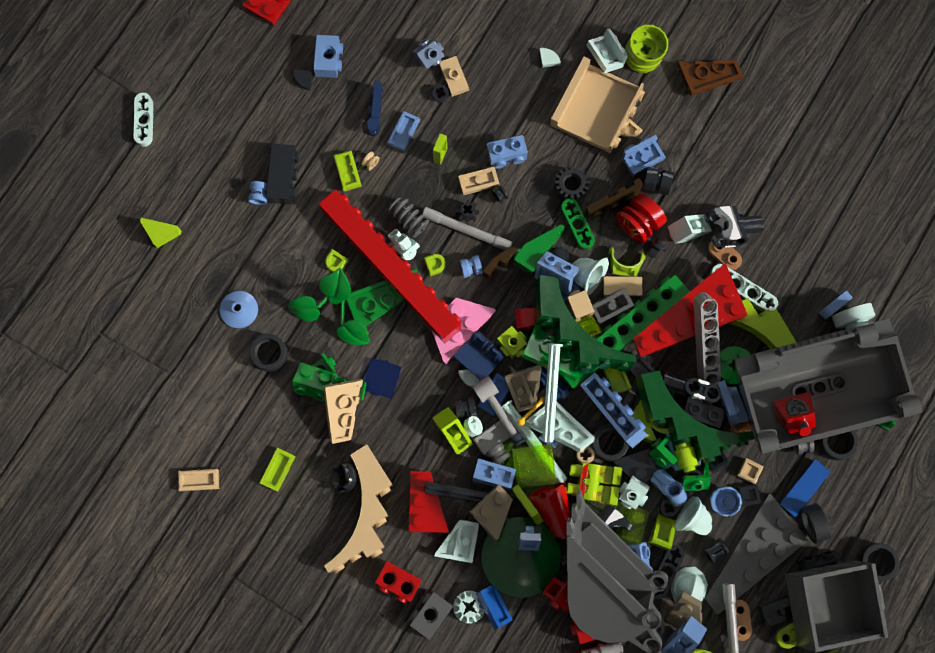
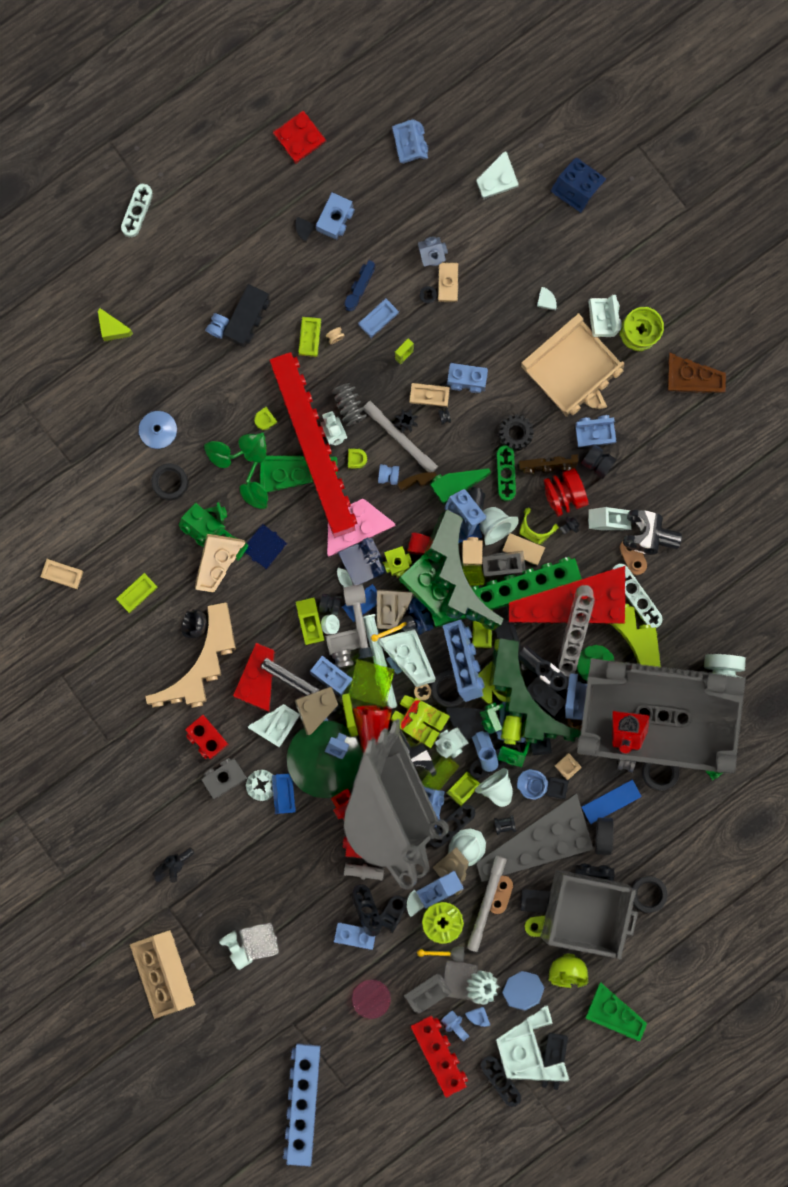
camera: 25 degrees right, 5 degrees up
(551, 392) = (411, 621): light aqua axle -> none
(835, 305) = (715, 646): medium blue beam -> none

